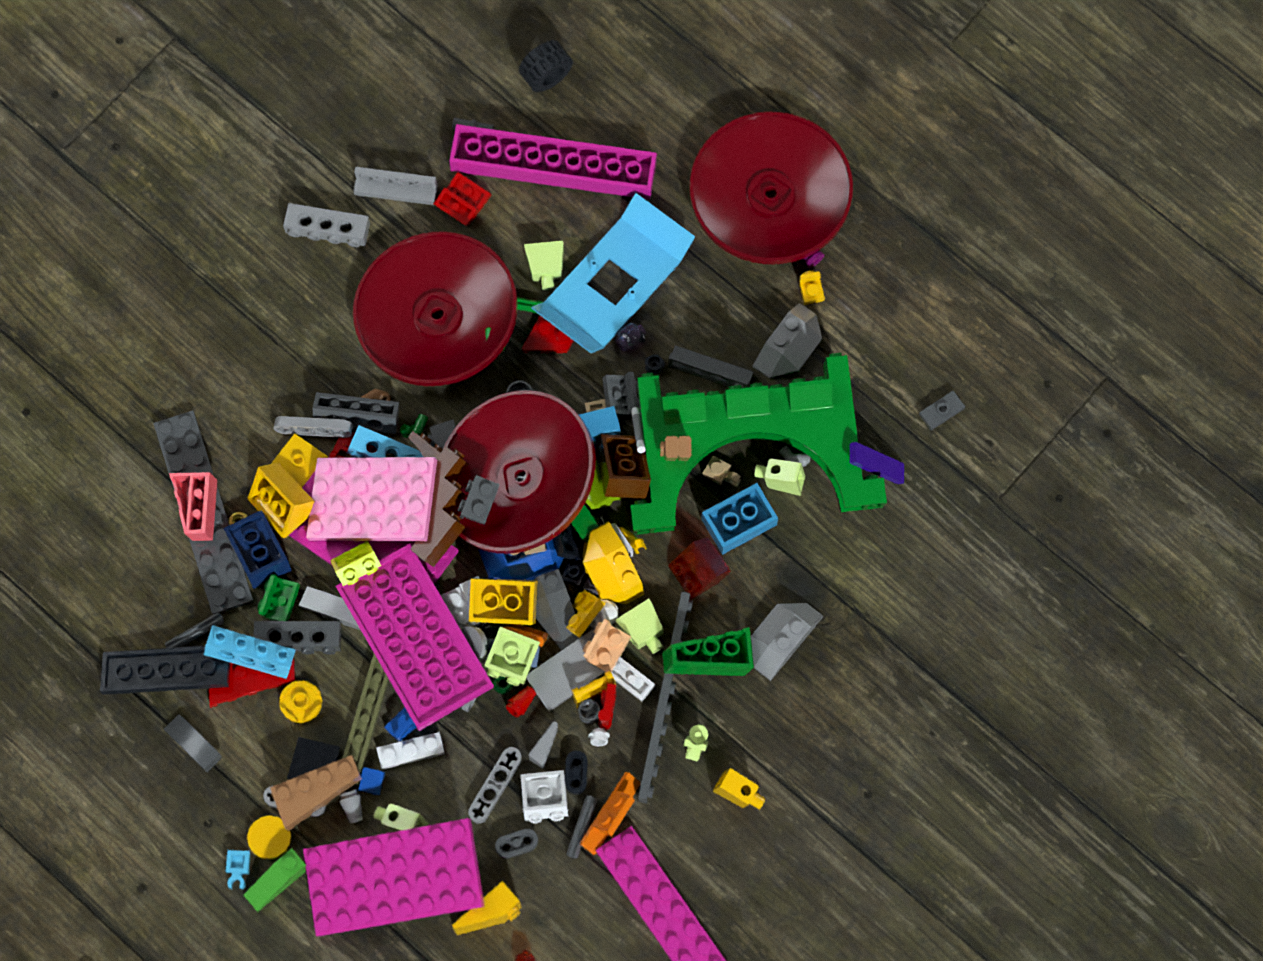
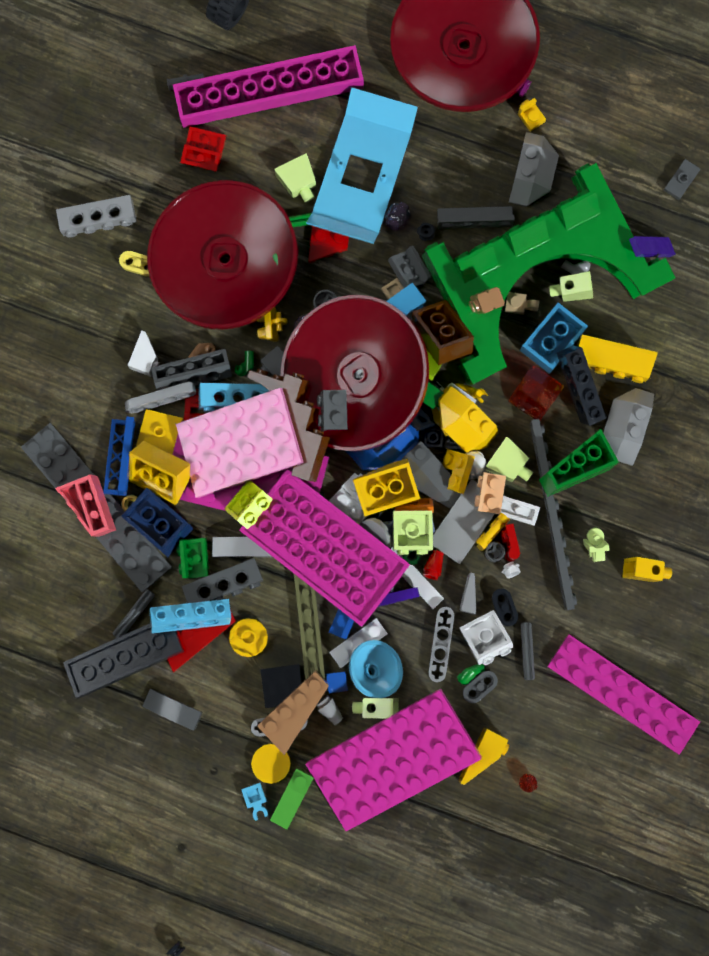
camera: 20 degrees left, 10 degrees up
(262, 457) = (127, 447): none -> blue fence
(314, 379) = (143, 356): none -> white slope
(348, 288) = (137, 265): none -> light yellow plate
(395, 186) = (141, 159): light grey fence -> none
(423, 773) = (383, 664): none -> medium azure dish
(457, 398) = (273, 325): none -> yellow hips
(469, 719) = (400, 596): none -> dark purple beam
(499, 716) = (425, 589): none -> white sticker
(512, 824) = (469, 673): none -> green arm
(611, 813) = (550, 630): orange bracket -> none
(638, 430) = (440, 295): bar -> none
(746, 575) = (581, 385): none -> black brick
(793, 562) = (617, 358): none -> yellow slope

